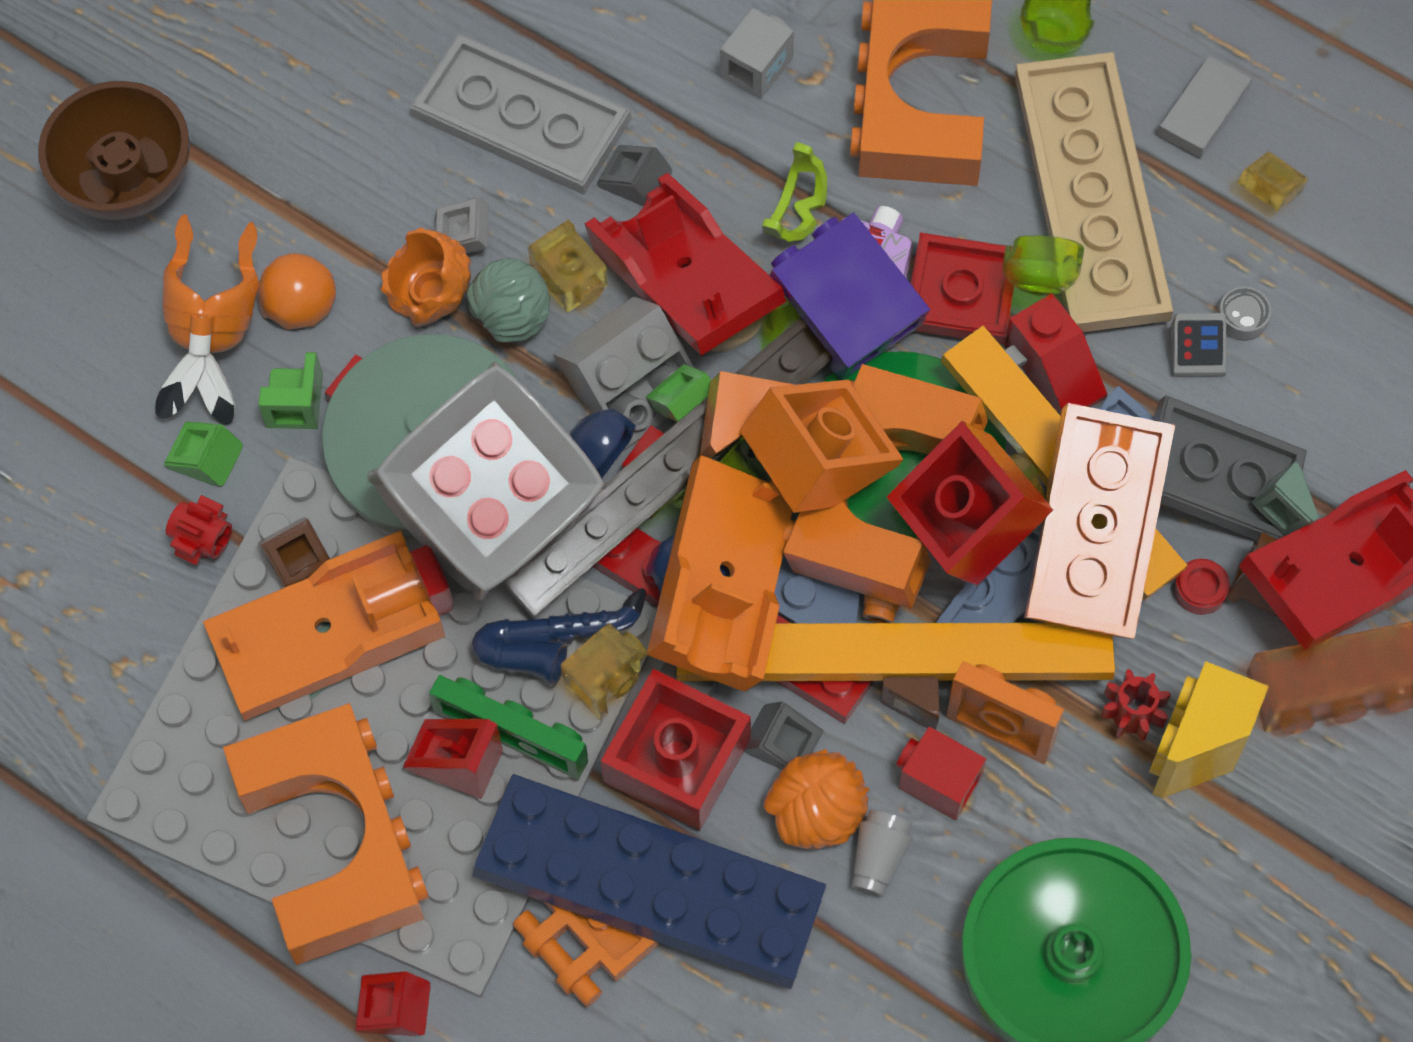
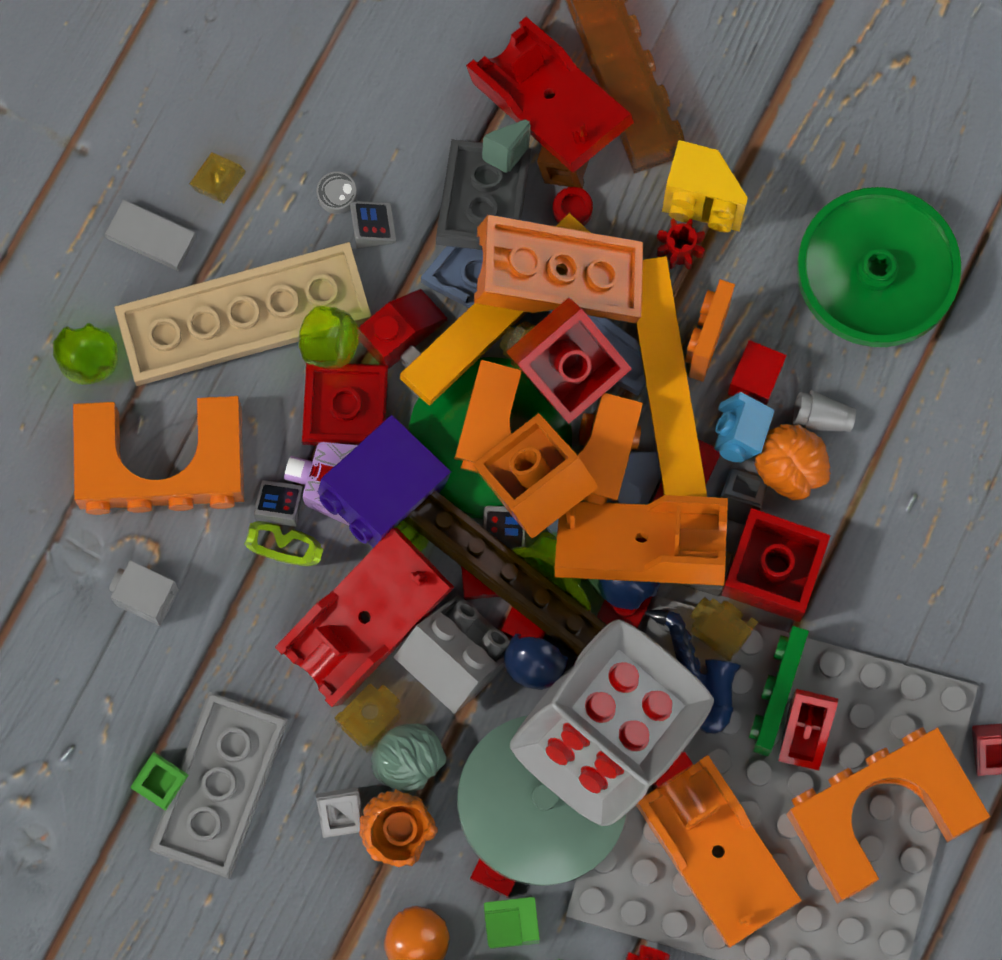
camera: 100 degrees left, 10 degrees up
(294, 552) = (655, 889): reddish brown slope -> none
(535, 46) = (159, 781): none -> bright green slope
(605, 946) = (910, 607): orange plate -> none
(633, 172) = (267, 681): dark grey slope -> none
(650, 880) = (876, 573): dark blue plate -> none
(680, 392) = (481, 602): bright green tile -> none
(728, 407) = (504, 548): orange slope -> none
(847, 196) = (278, 503): none -> slope
(866, 736) = (742, 427): none -> dark azure brick
(913, 697) = (701, 396): reddish brown slope -> none

